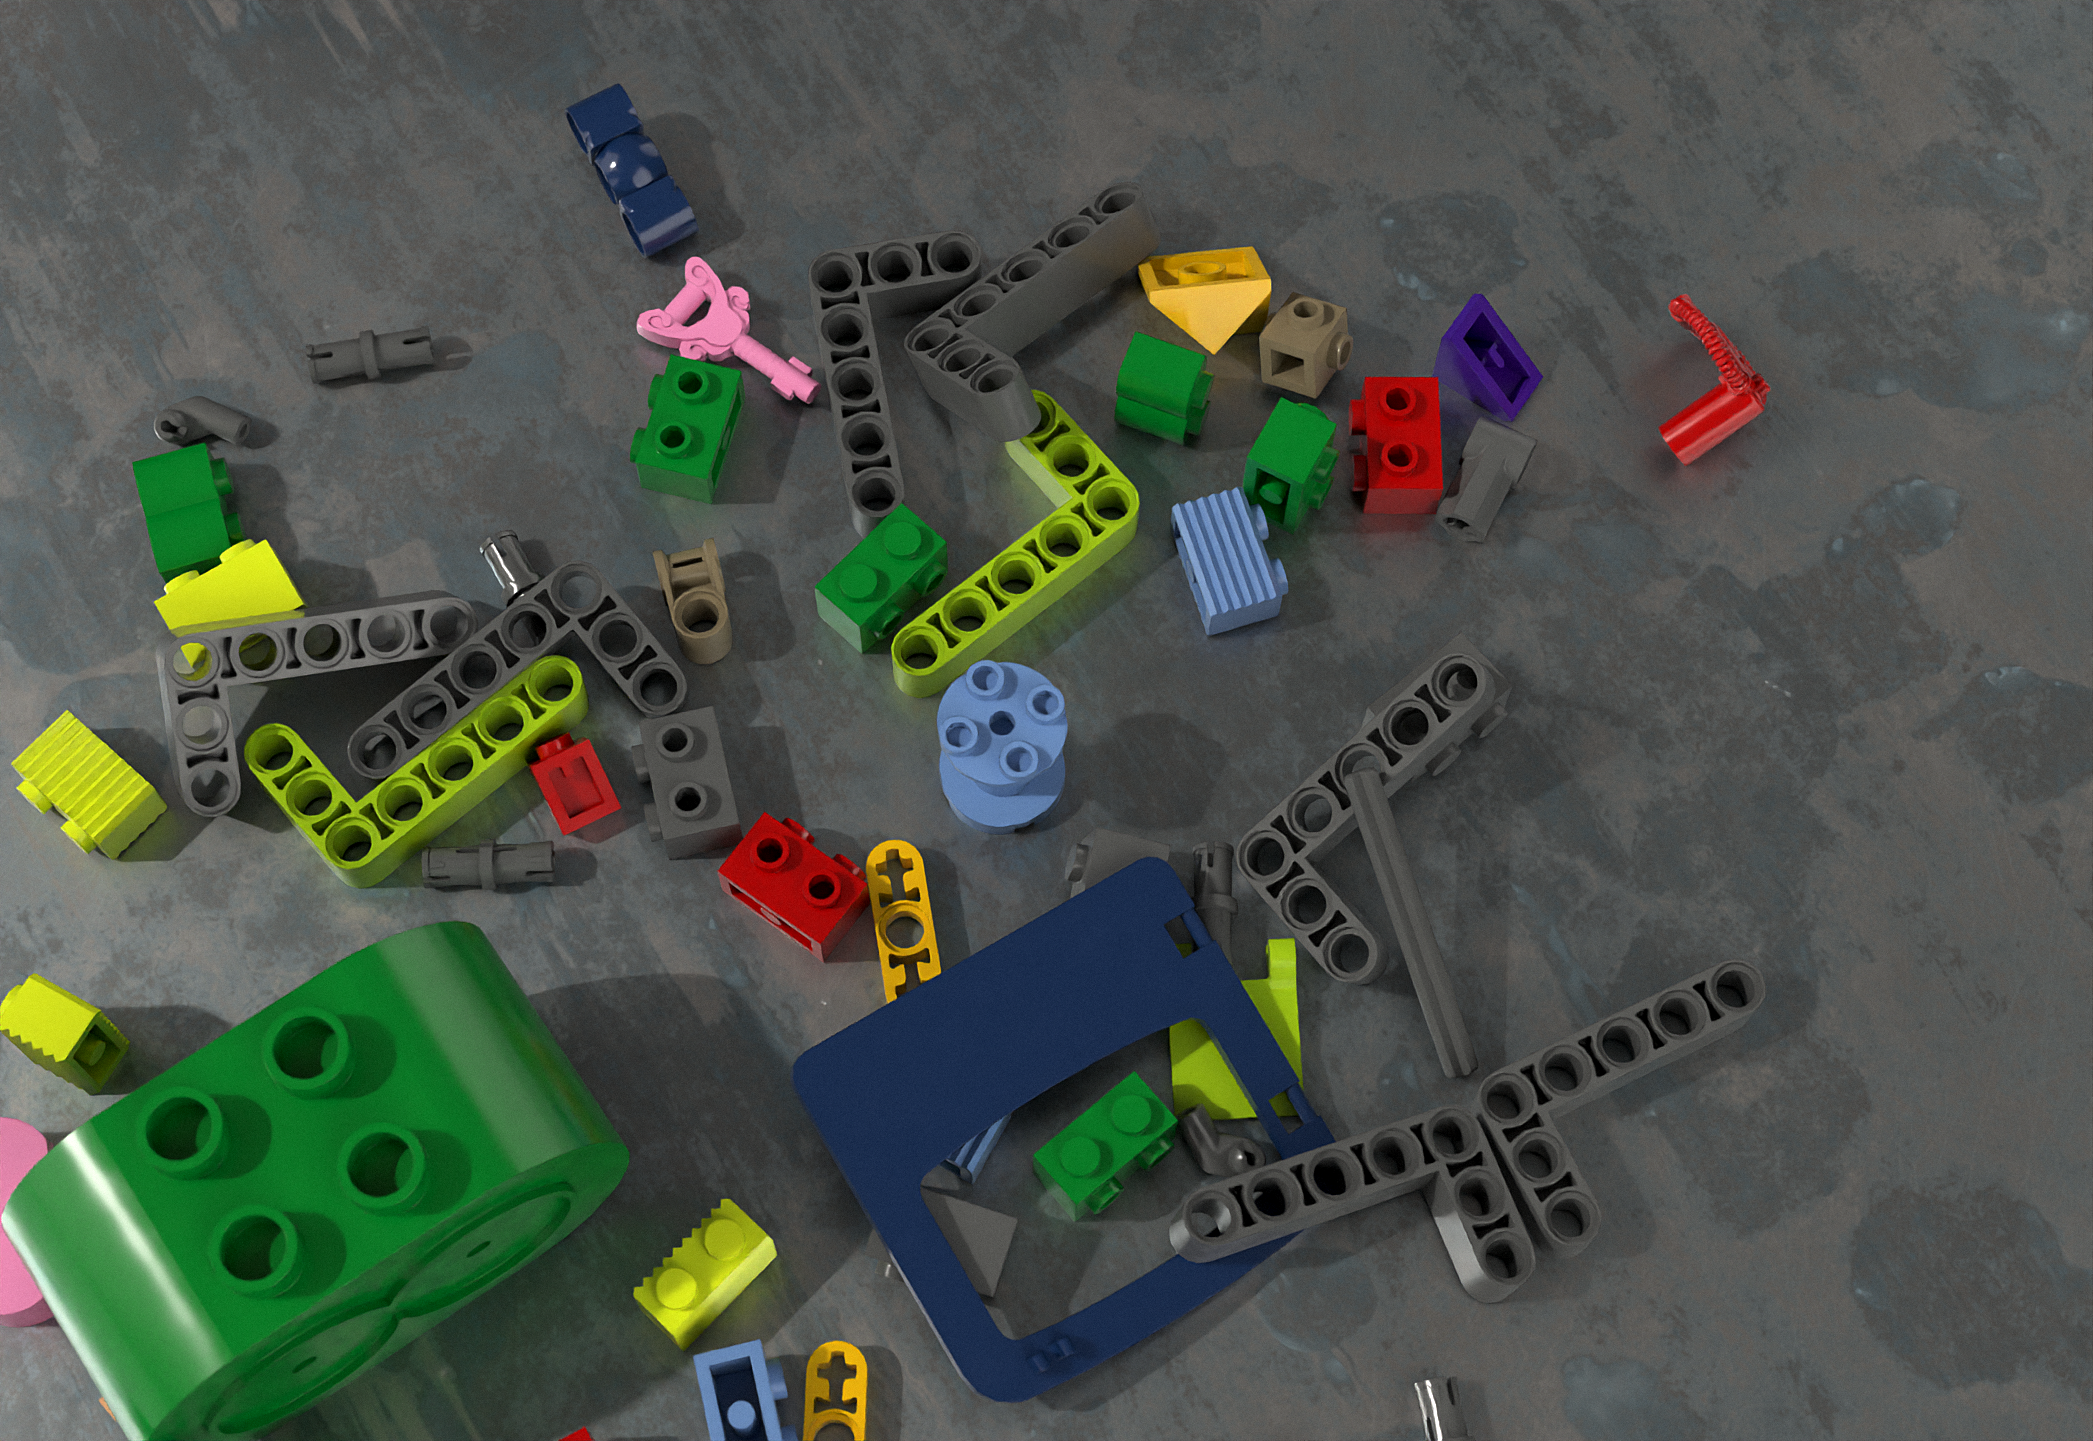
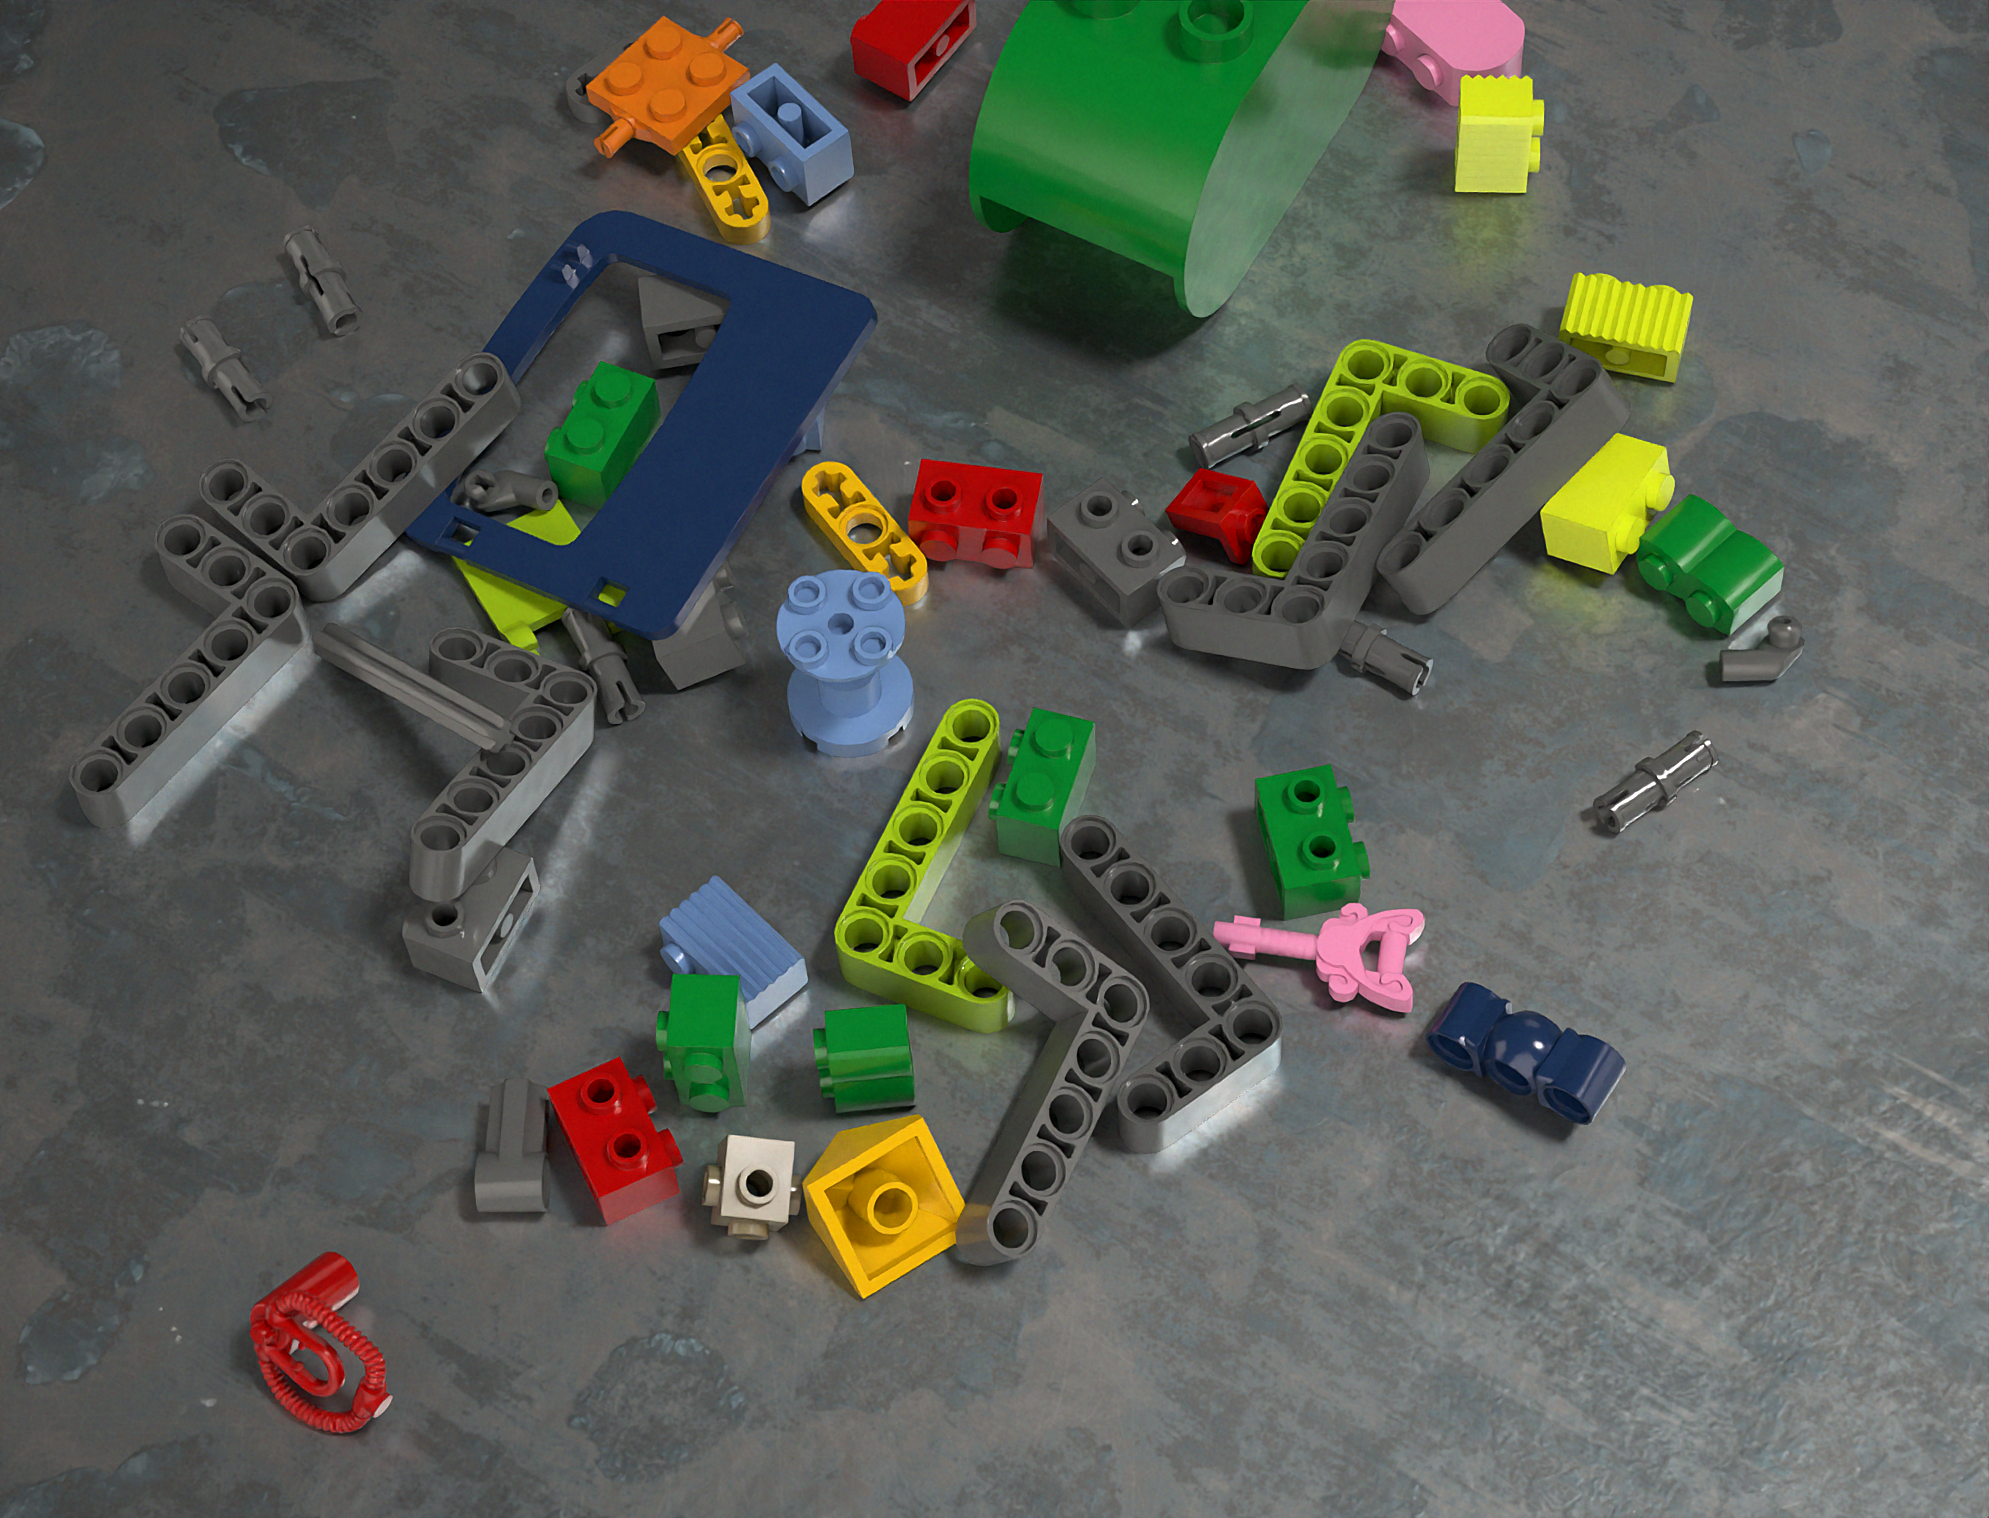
camera: 160 degrees right, 10 degrees down
(695, 592) = (1216, 708): dark tan piece -> none
(705, 1274) = (882, 218): neon yellow brick -> none
(1485, 361) = (564, 1266): dark purple slope -> none

